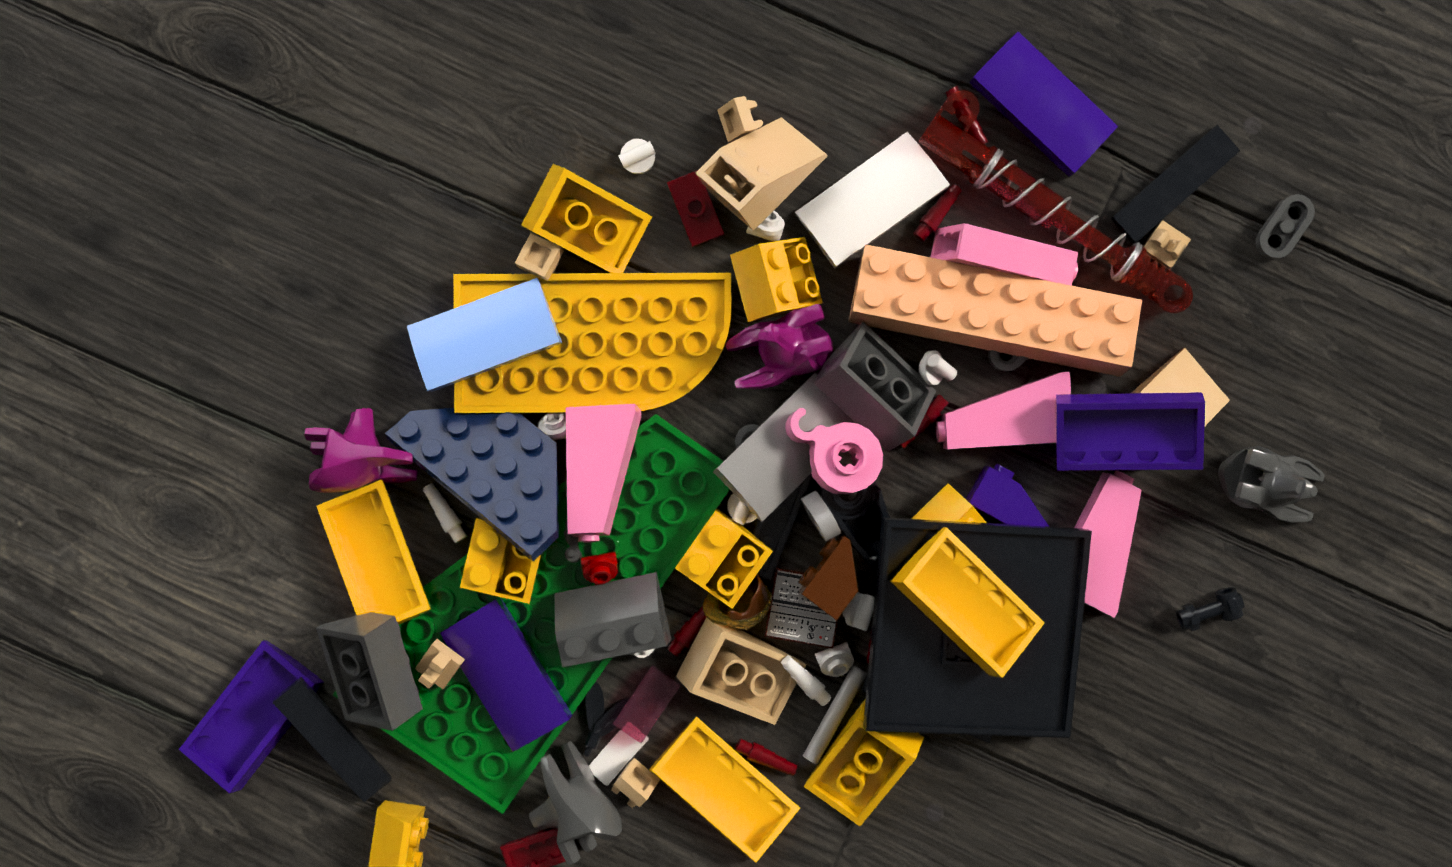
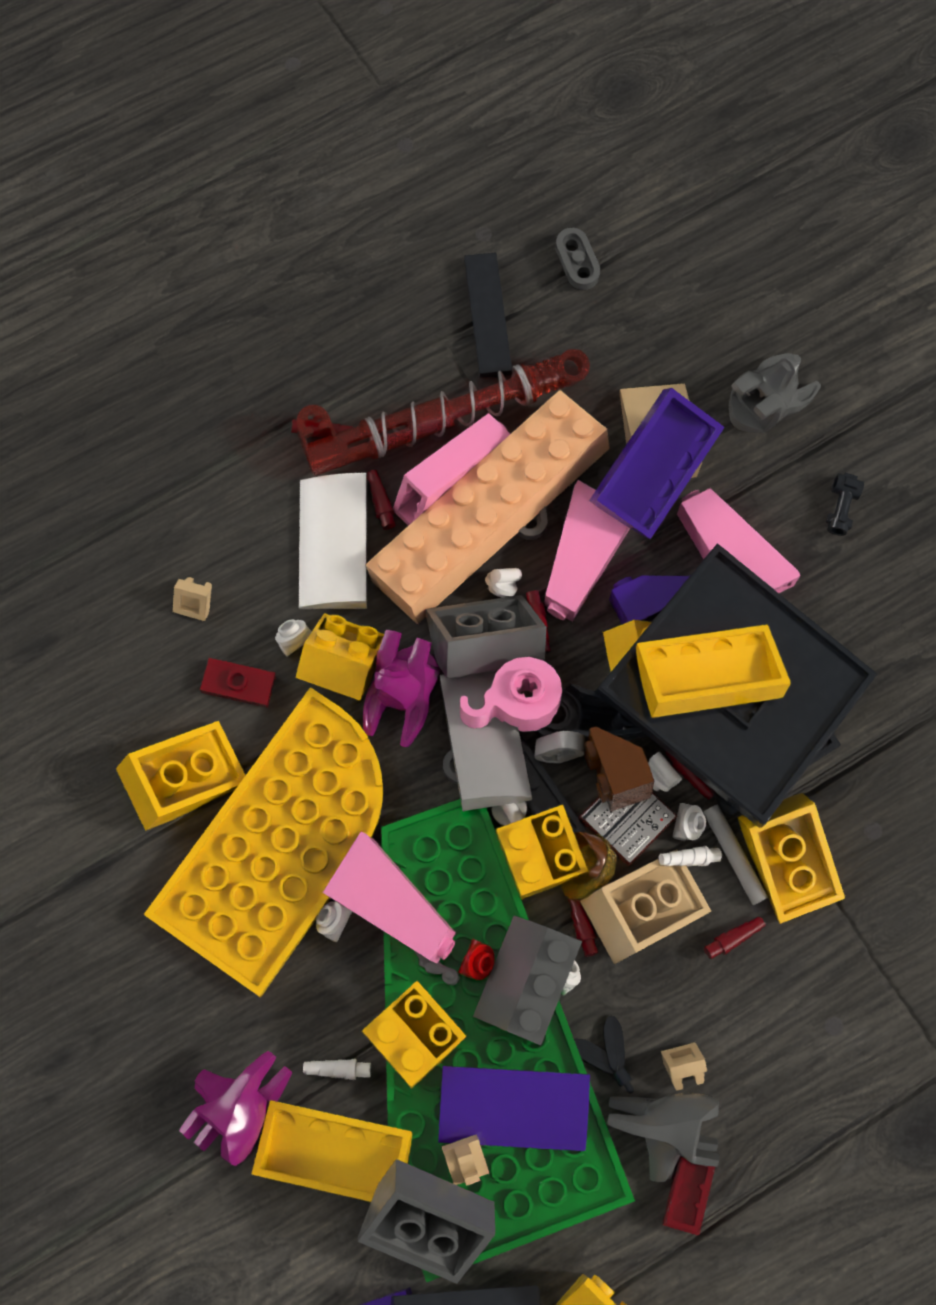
camera: 55 degrees left, 15 degrees down
(483, 335) = (213, 922): light blue slope -> none
(493, 466) = (328, 990): dark blue plate -> none
(539, 257) = (183, 831): tan tile -> none
(615, 757) = (648, 1063): white sticker -> none
(637, 156) = (161, 698): white plate -> none
(646, 704) = (621, 1006): clear pink plate -> none
(724, 789) = (739, 991): yellow slope -> none
(760, 170) = (246, 608): tan slope -> none
(1043, 104) = (355, 368): dark purple slope -> none
(1166, 244) = (528, 349): tan tile -> none

